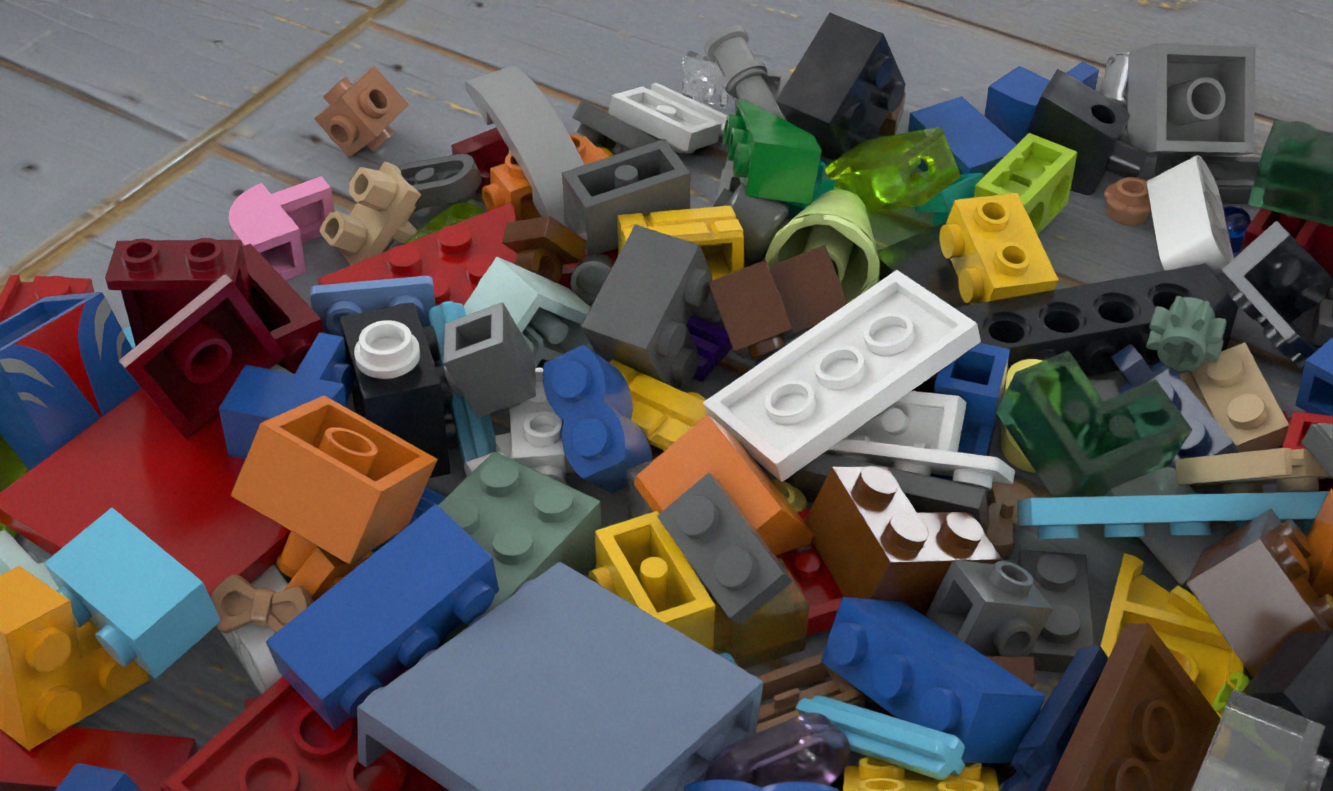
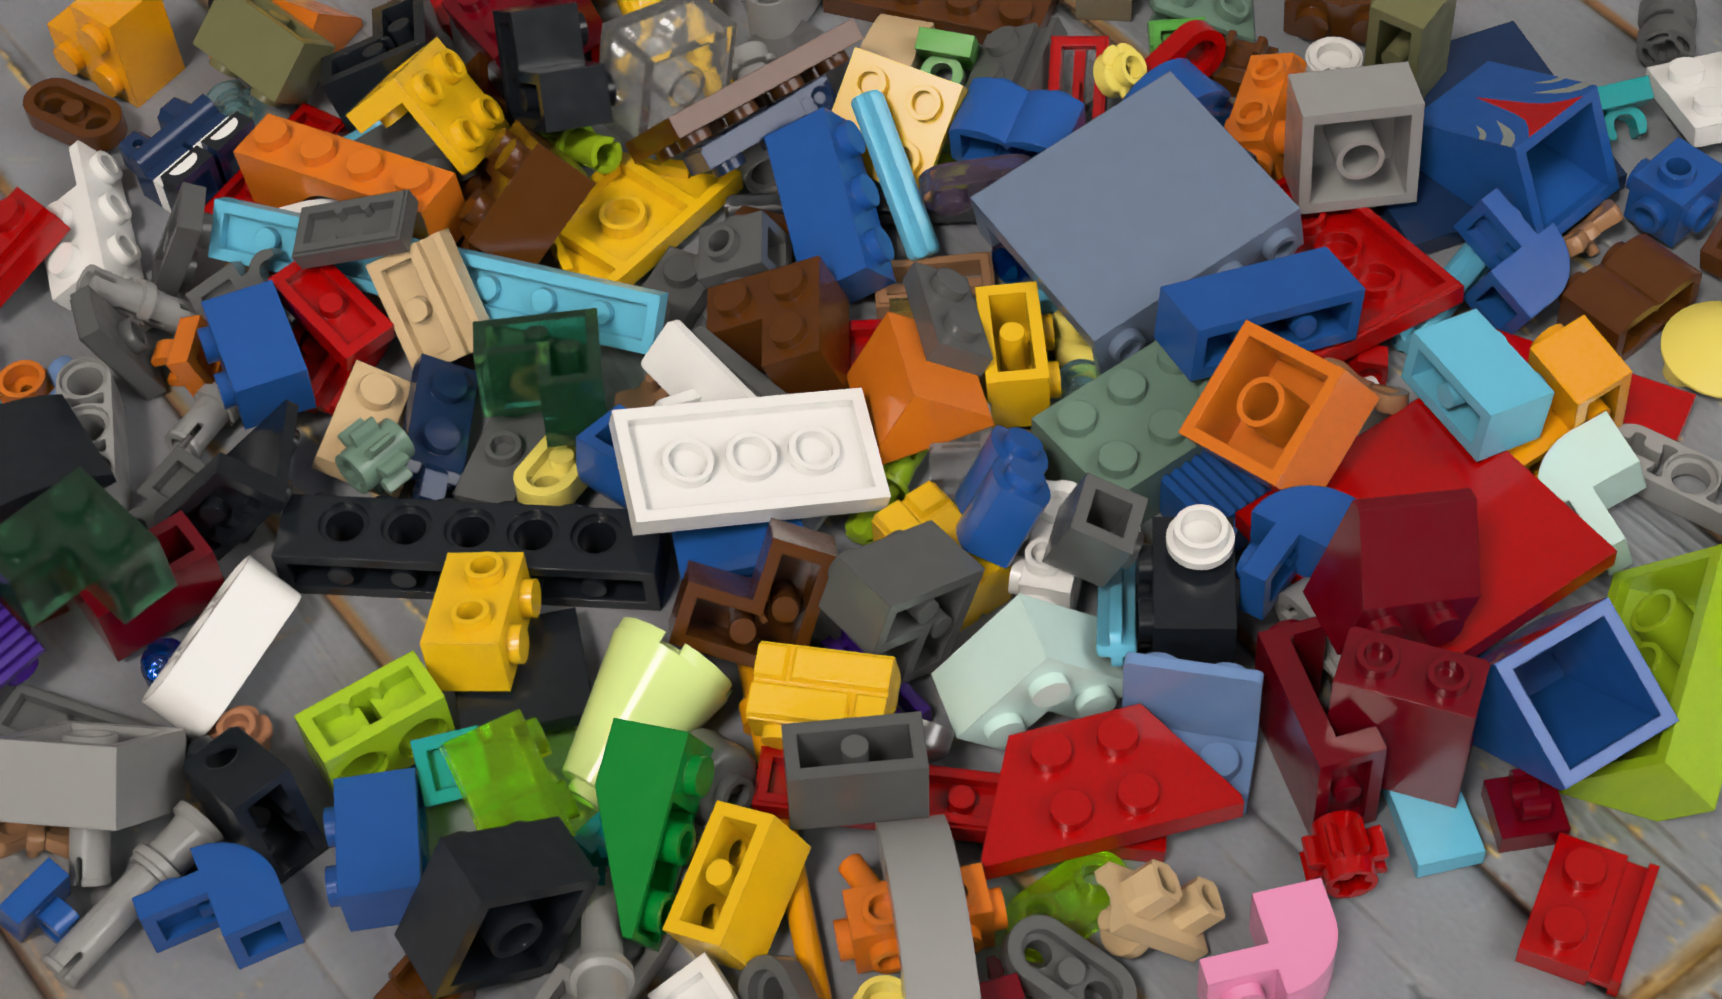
camera: 155 degrees left, 10 degrees up
(543, 246) = (974, 750): reddish brown tile -> none
(698, 143) = (737, 885): none -> yellow brick

